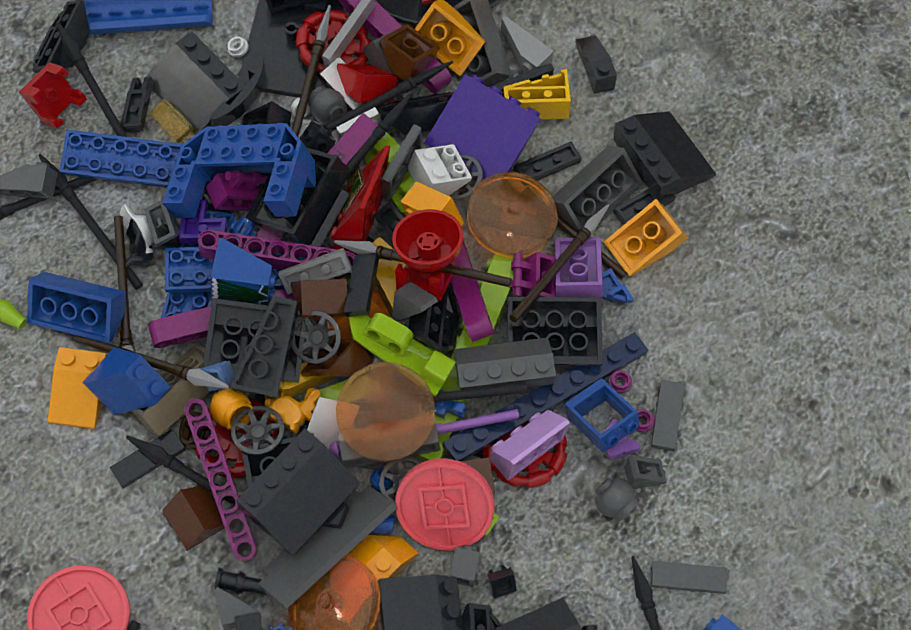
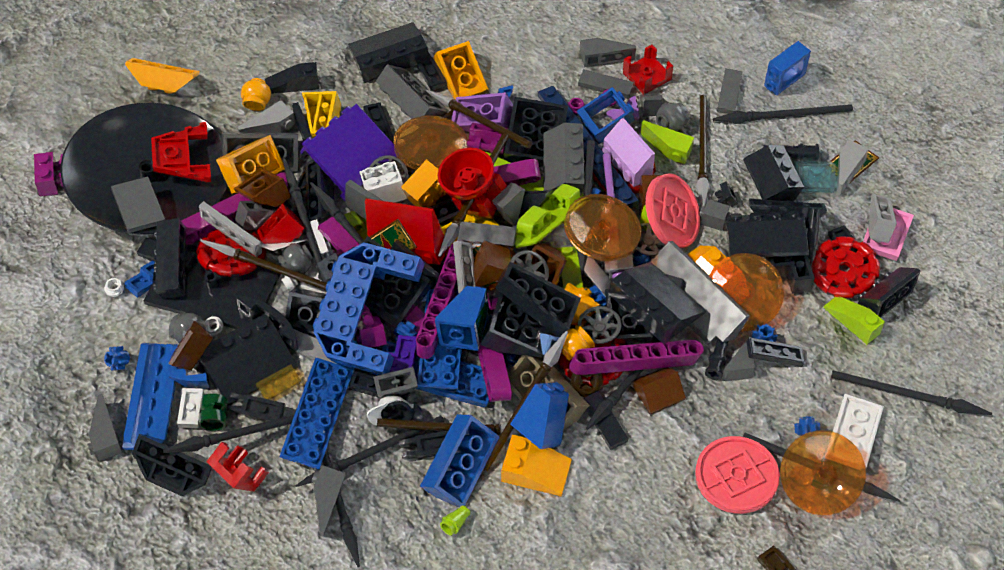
camera: 80 degrees left, 10 degrees down
(101, 271) = (426, 445): none -> black hinge
(118, 66) = (213, 412): none -> dark green wheel
(133, 46) = (190, 408): none -> white plate
(165, 33) = (196, 381): none -> blue slope
(187, 21) = (191, 347): none -> reddish brown slope
(225, 21) = (180, 324): none -> dark grey piece
(516, 550) = (703, 184): none -> dark brown piece
(560, 26) = (255, 94): none -> light orange piece
(574, 504) = (670, 143): none -> lime slope
(697, 464) = (648, 71): none -> red panel
(717, 398) = (603, 51): none -> dark grey slope

